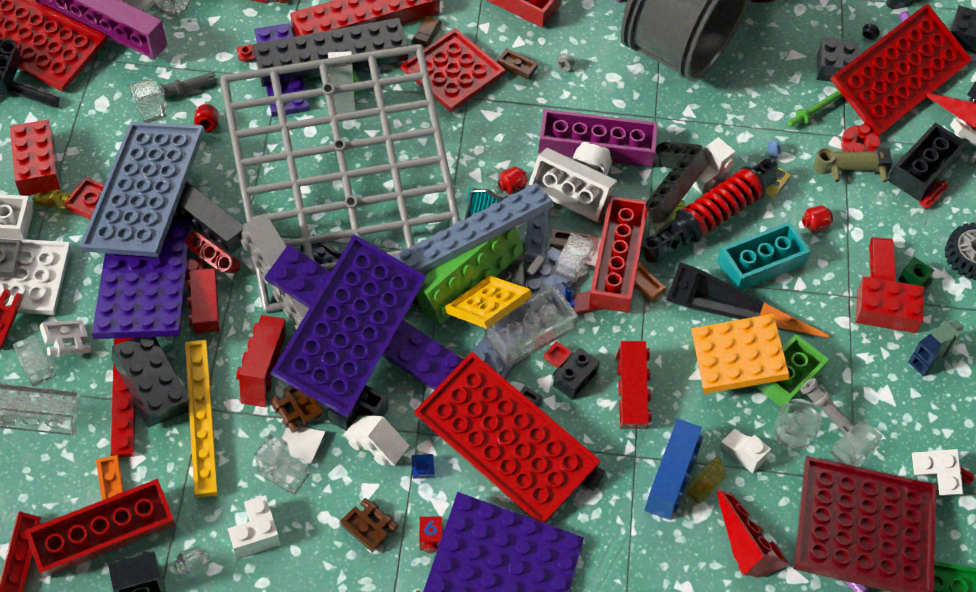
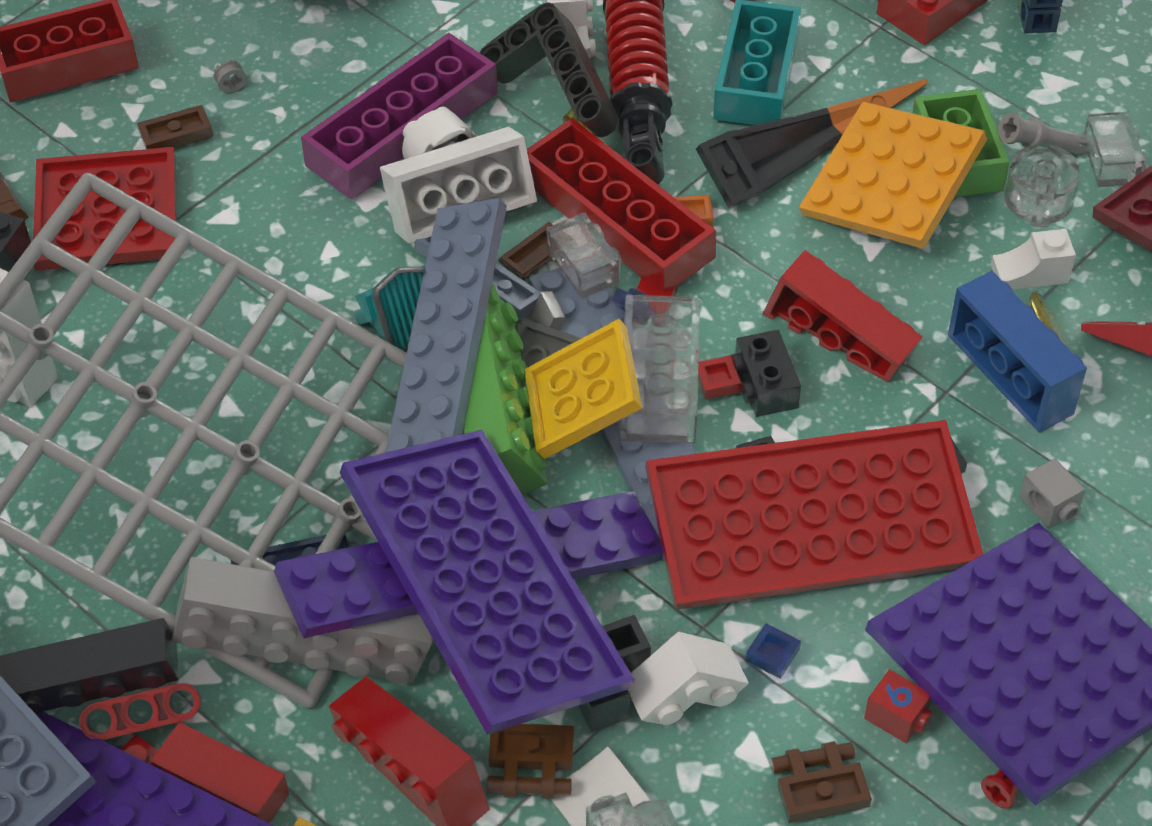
camera: 50 degrees left, 5 degrees down
(512, 180) = (374, 253): red head -> none
(604, 534) = (1052, 493): none -> light grey brick

